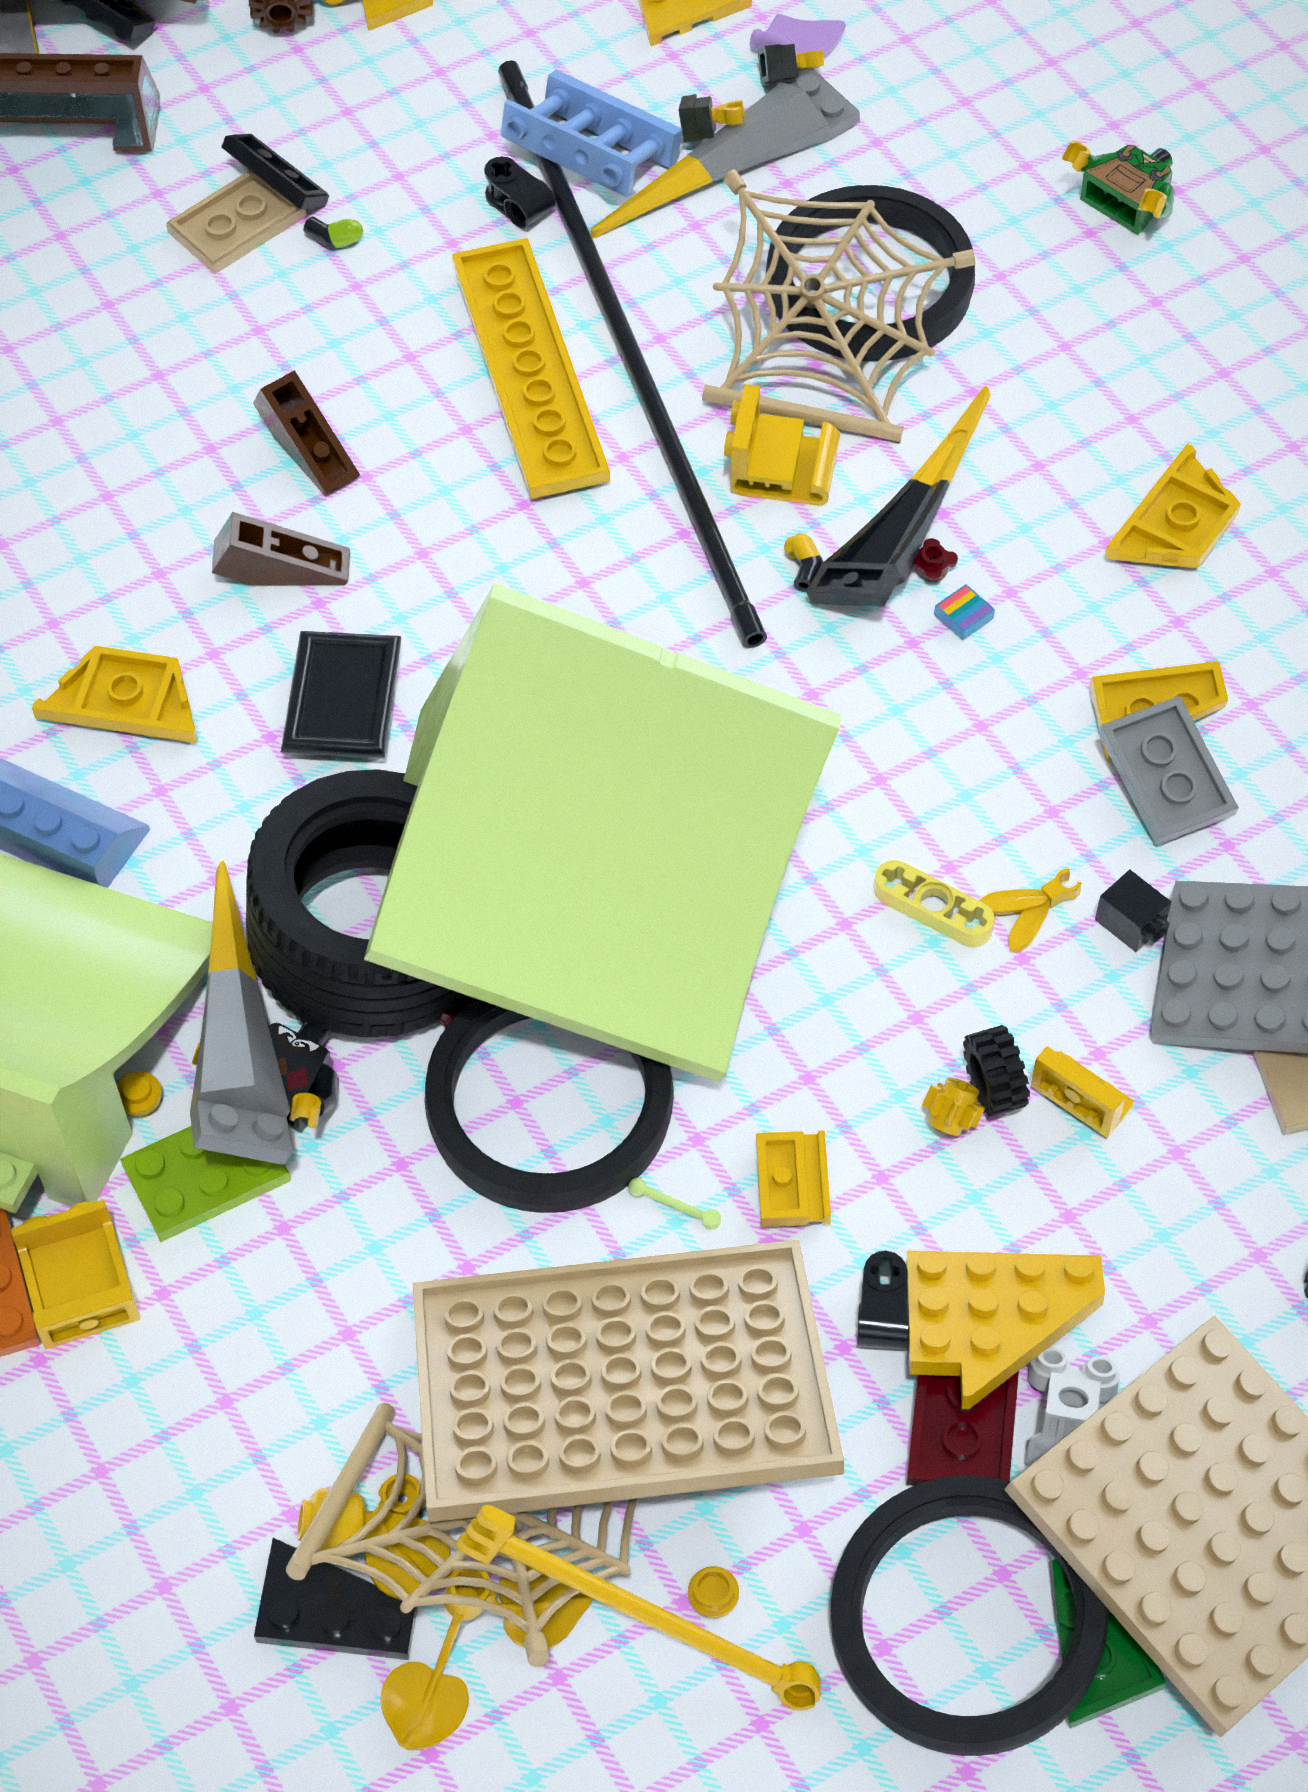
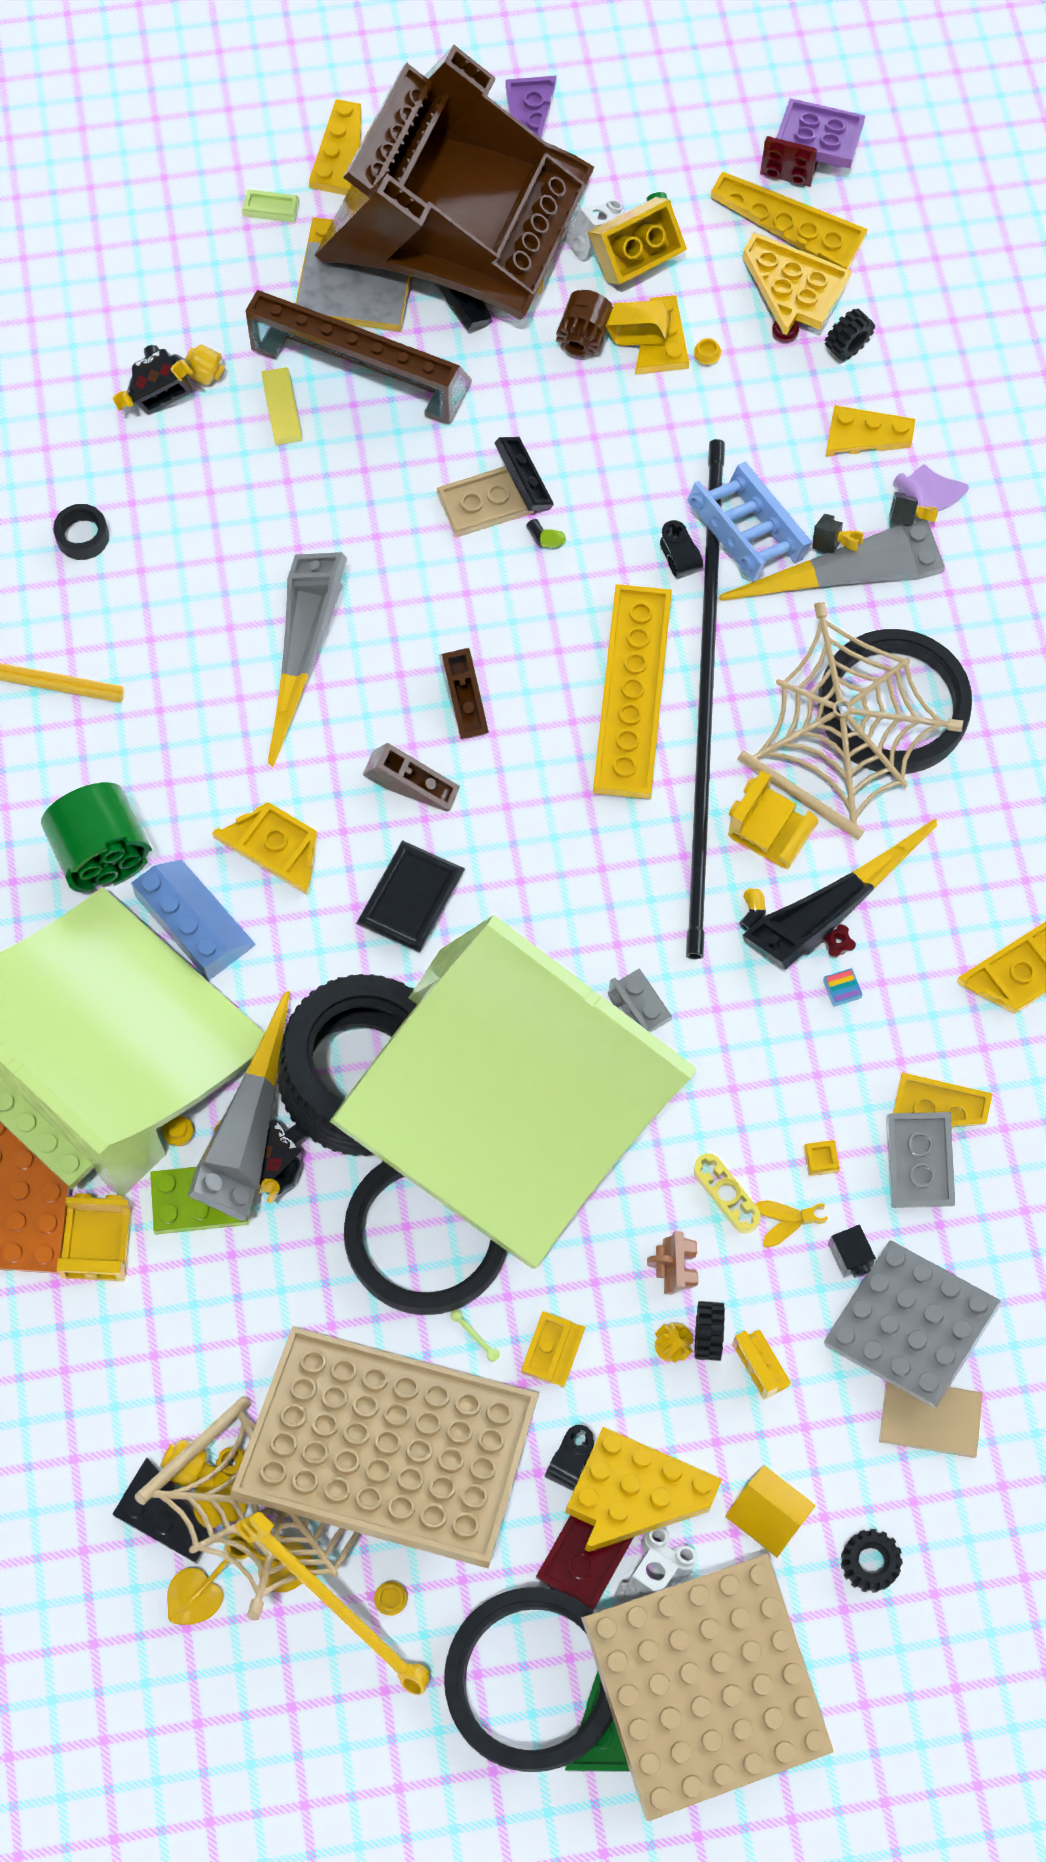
camera: 20 degrees right, 10 degrees up
(53, 398) = (311, 599): none -> light grey plate
(903, 1009) = (671, 1263): none -> nougat hips
(1036, 818) = (821, 1158): none -> yellow tile
(1184, 1273) = (770, 1511): none -> yellow slope

